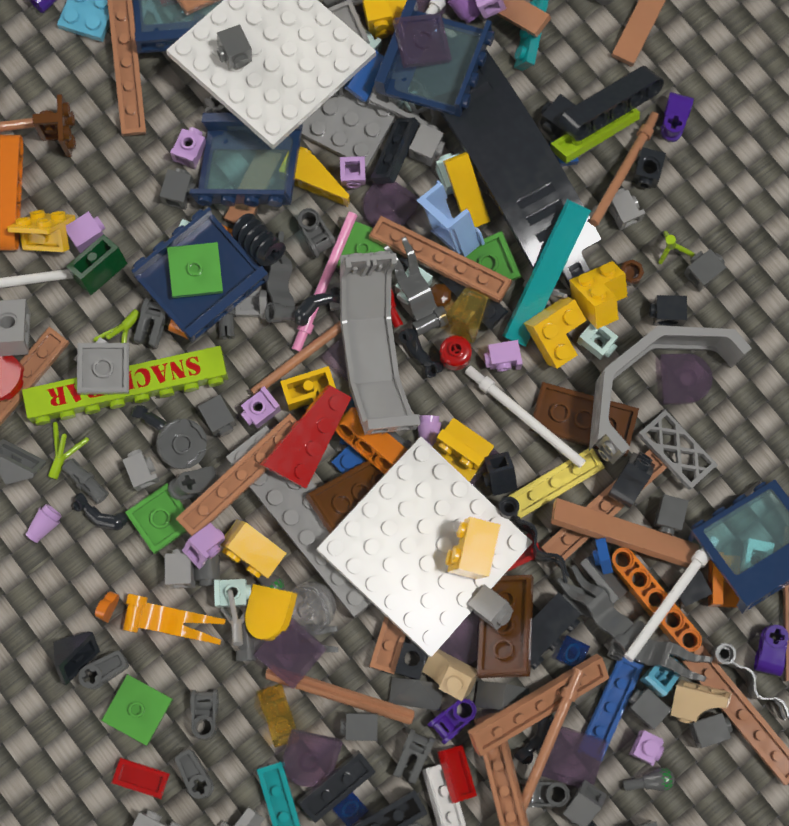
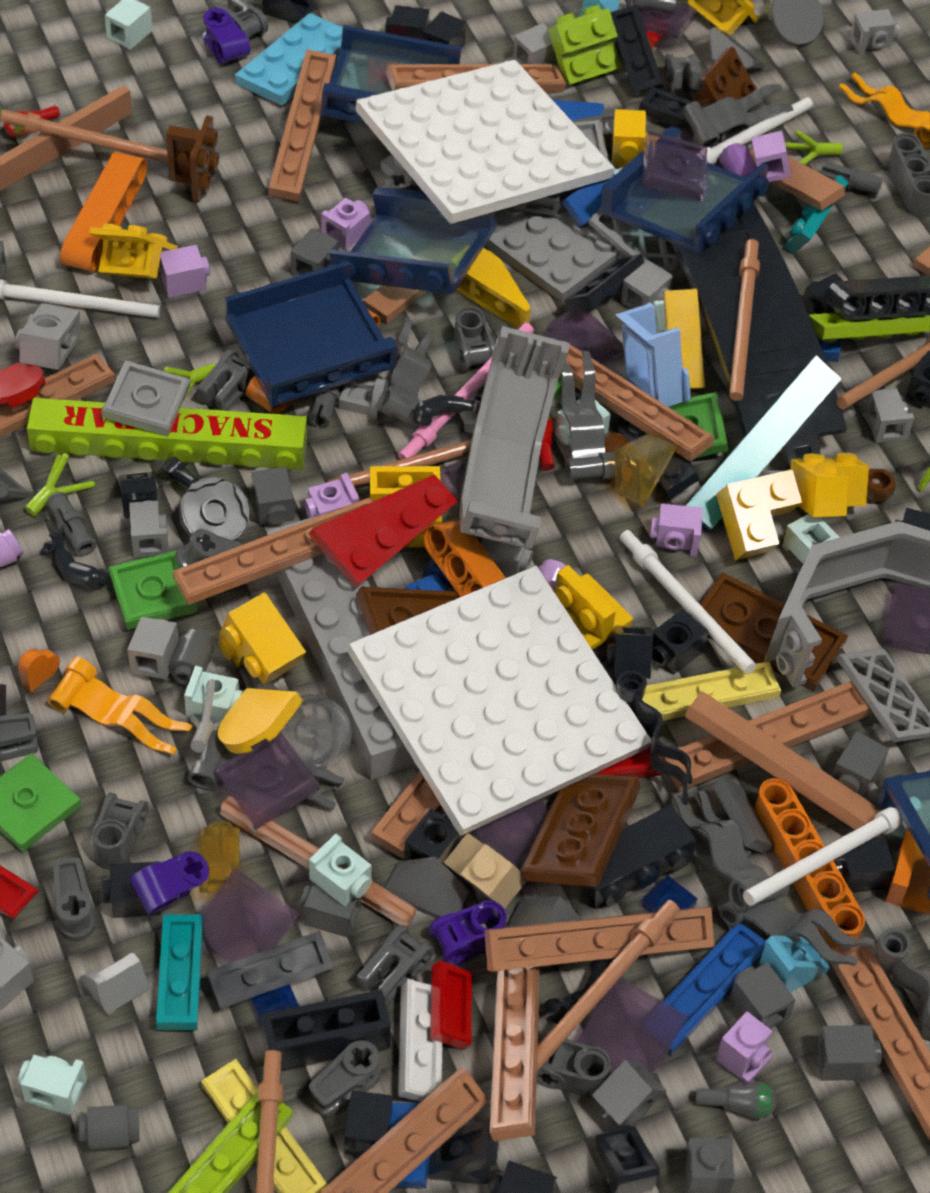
camera: 15 degrees right, 25 degrees down
(97, 264) = (184, 301): dark green brick -> none
(121, 438) = (137, 488): none -> black slope
(195, 270) = (305, 324): bright green plate -> none
(204, 545) = (197, 614): lavender brick -> none
(230, 756) = (121, 892): none -> black brick
(233, 47) = (439, 108): dark grey brick -> none
(256, 756) = (169, 880): none -> dark purple piece
(258, 240) = (398, 317): black piece -> none
(352, 171) = (540, 296): lavender brick -> none
(353, 710) = (337, 882): none -> light aqua brick
(411, 339) = (562, 497): black arm -> none
(454, 360) = (614, 506): red head -> none
(475, 549) = (562, 699): yellow brick -> none
(491, 607) = (568, 792): light grey brick -> none
(501, 126) = (749, 272): none -> nougat bar
(531, 442) = (689, 640): none -> black brick
(602, 557) = (747, 780): blue plate -> none
(632, 479) = (814, 697): black pin -> none
(693, 699) = (834, 1000): tan arch -> none

